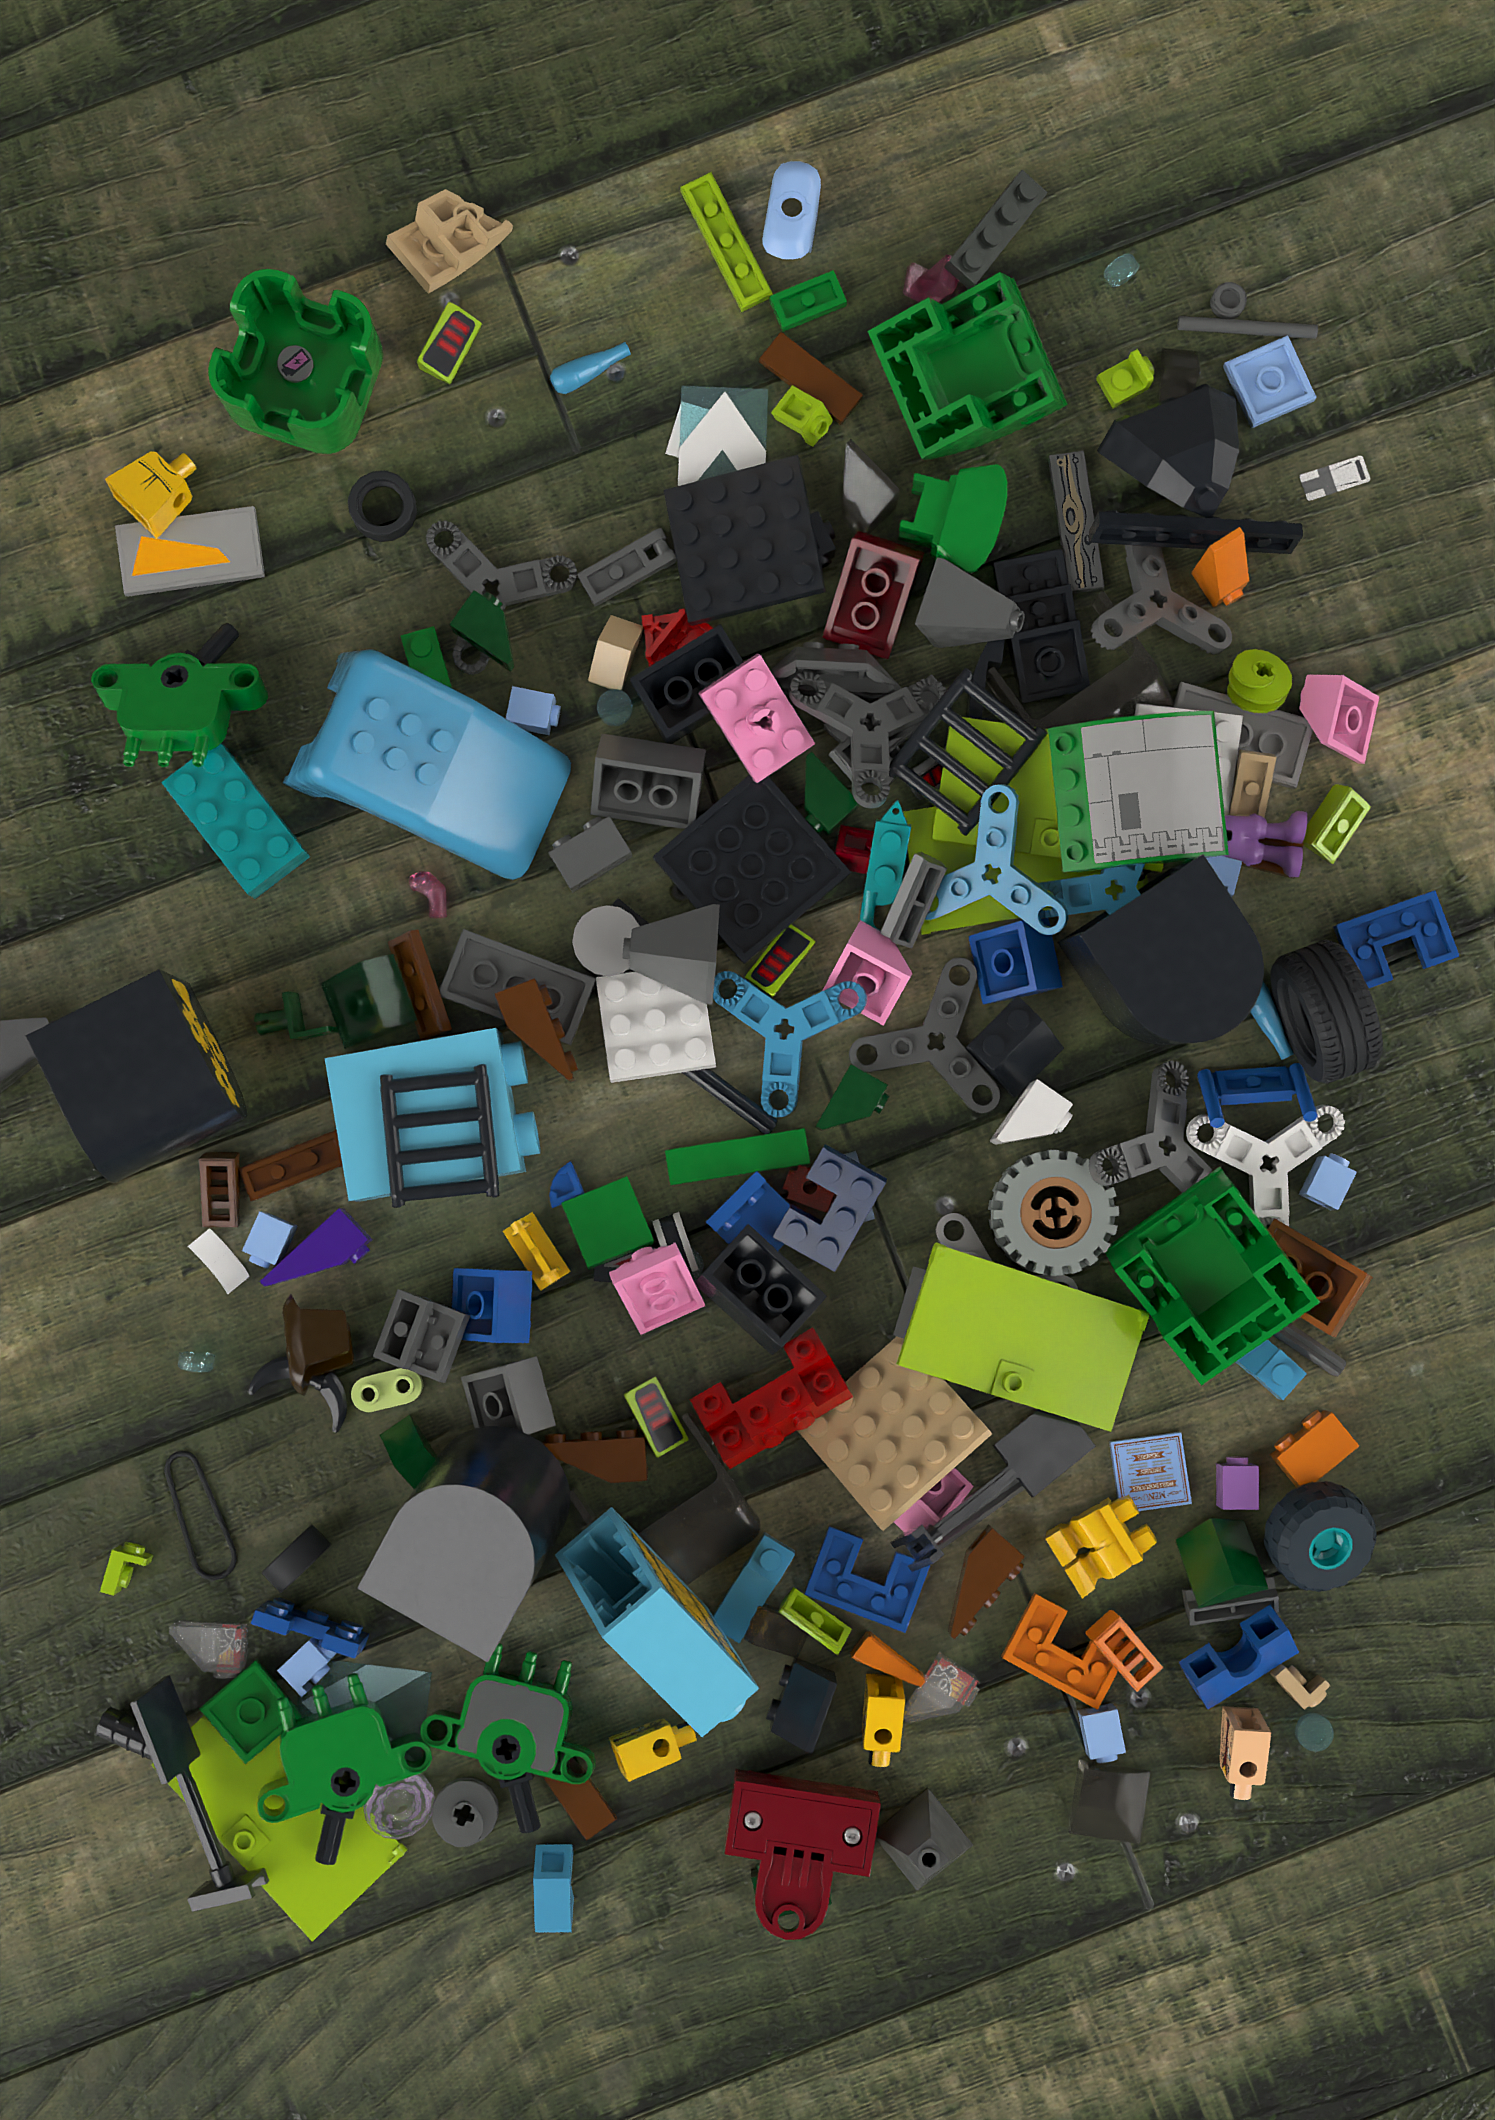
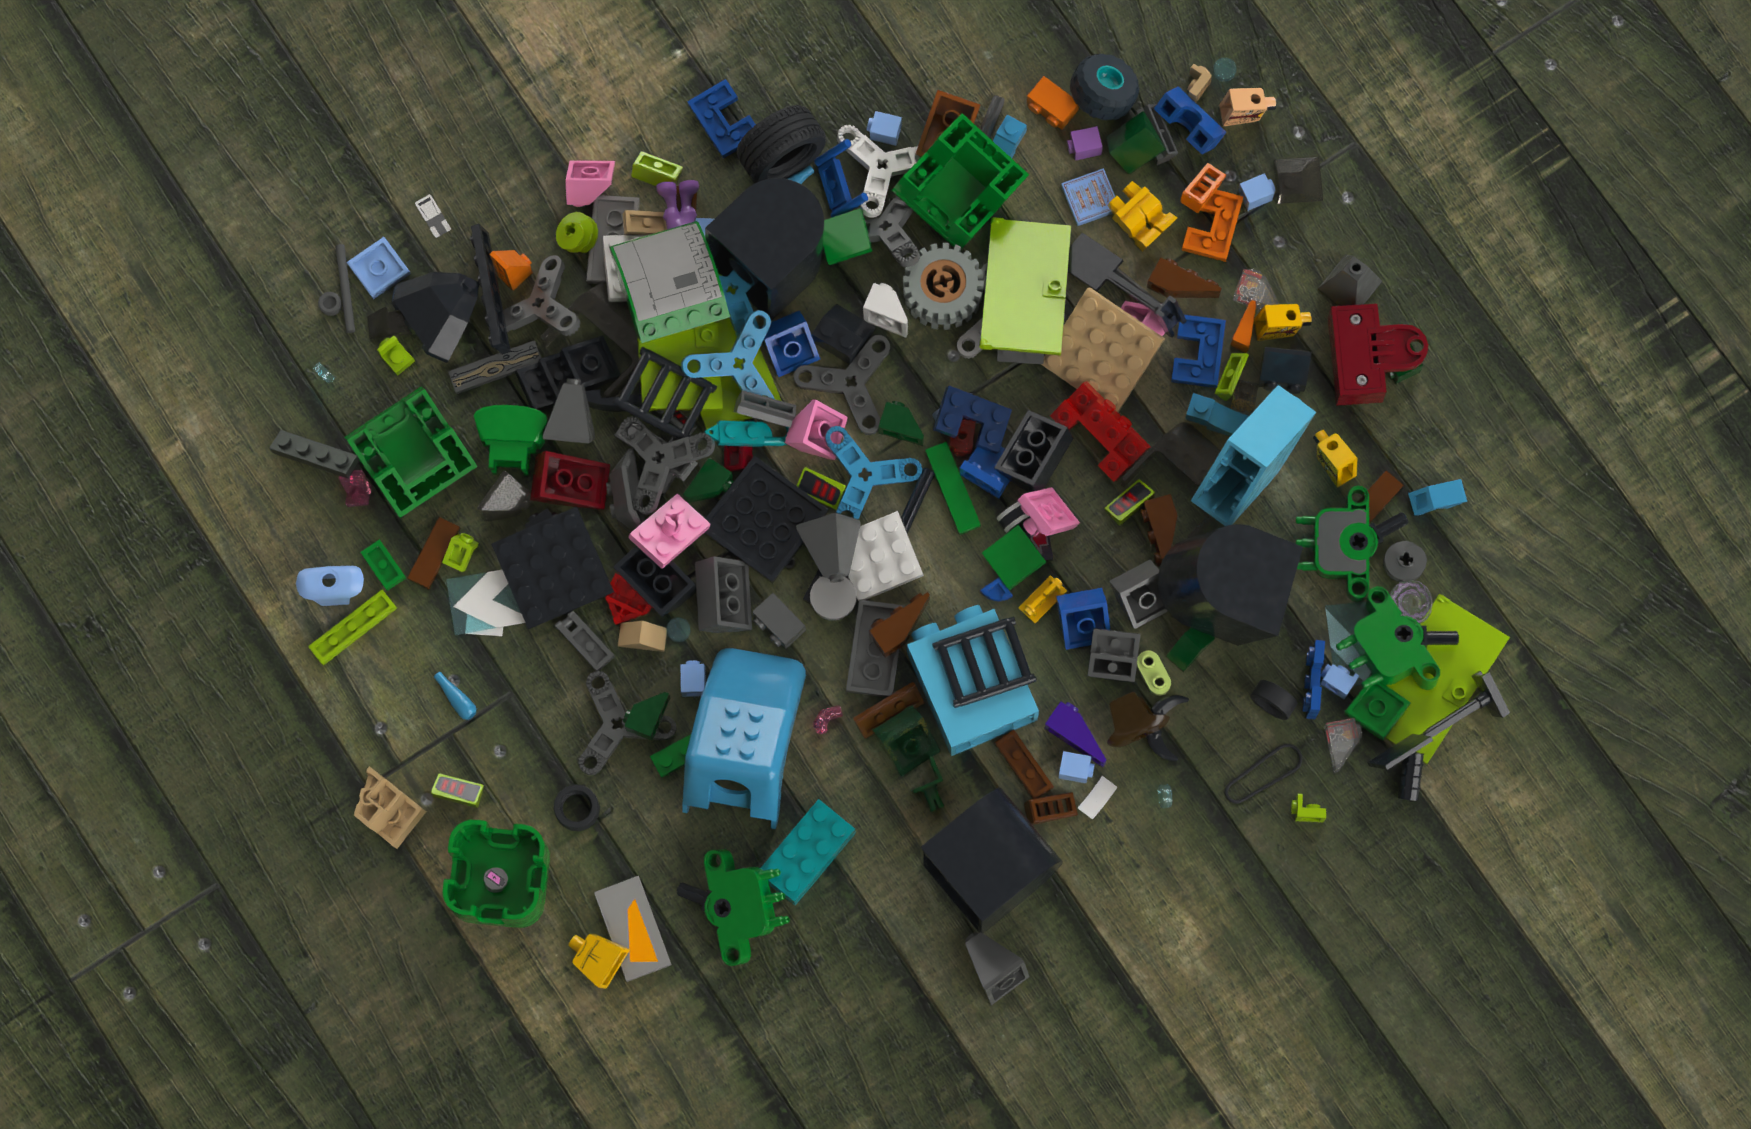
camera: 95 degrees left, 10 degrees down
(1162, 1080) = (845, 237): none -> green tile

